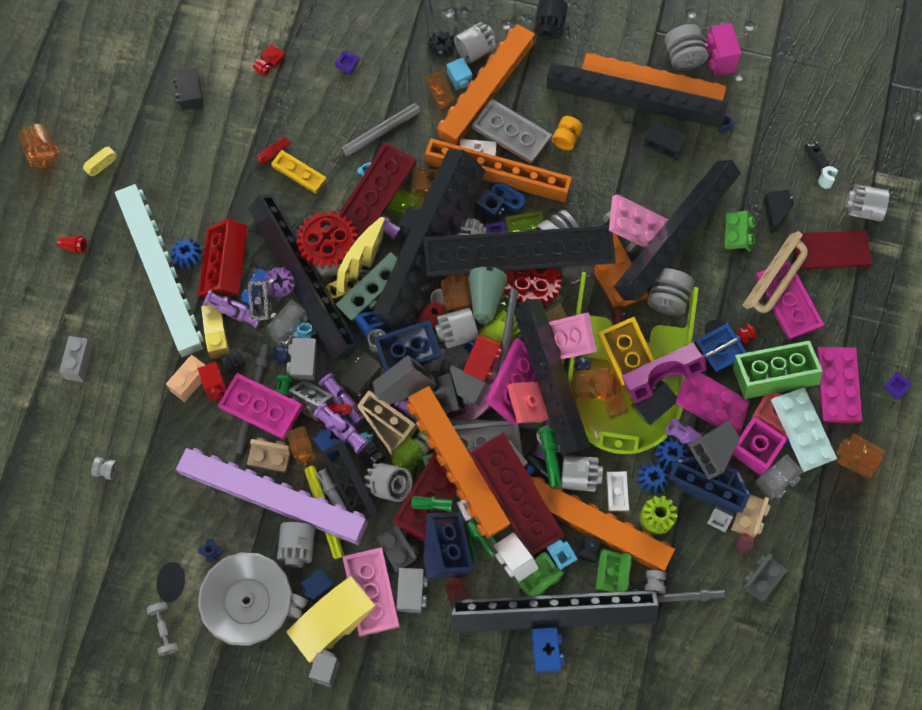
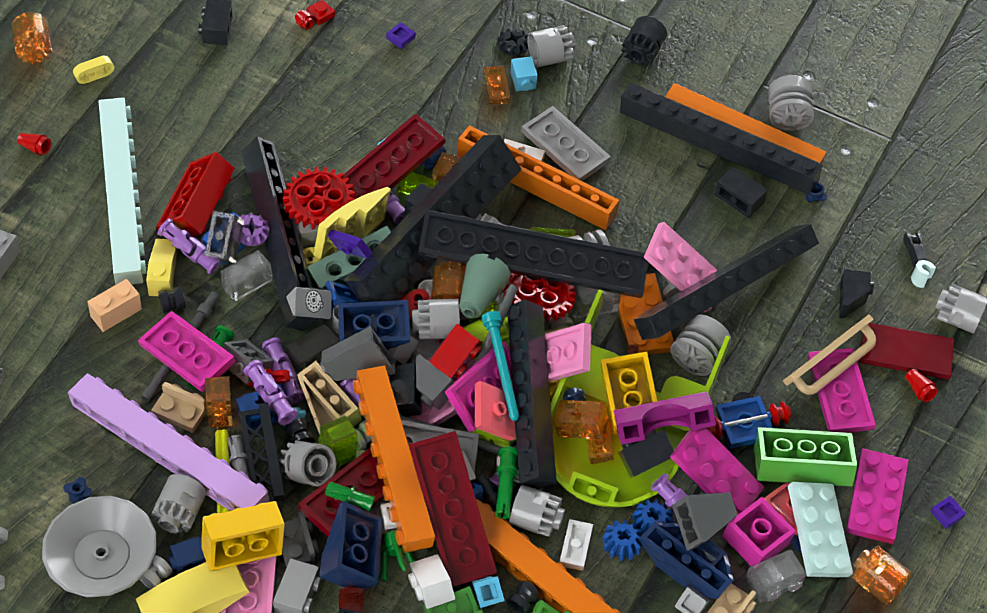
camera: 10 degrees right, 15 degrees down
(170, 581) = (21, 514): black sticker -> none
(190, 249) = (157, 180): blue gear -> none
(212, 381) = (141, 311): red brick -> none
(273, 150) = (290, 102): red axle -> none
(280, 353) = (228, 305): dark blue plate -> none
(299, 172) = (311, 130): yellow plate -> none
(303, 359) = (252, 317): light grey brick -> none
(304, 330) = (264, 290): medium azure plate -> none
(349, 340) = (310, 302): none -> light grey slope
(357, 562) = (242, 535): none -> yellow brick
(366, 280) = (349, 244): none -> dark purple plate
(381, 129) = (420, 109): light grey axle -> none
(486, 85) = (552, 90): orange brick -> none
(487, 199) = (517, 211): dark blue brick -> none
(506, 328) = (492, 322): none -> teal piece
(510, 196) = (542, 209): blue plate -> none
(567, 133) = (628, 159): light orange wheel -> none
(651, 522) = (616, 580): lime gear -> none
(723, 49) = (832, 114): dark pink brick -> none
(739, 230) = (802, 304): bright green bracket -> none
(851, 279) = (922, 386): none -> red cone

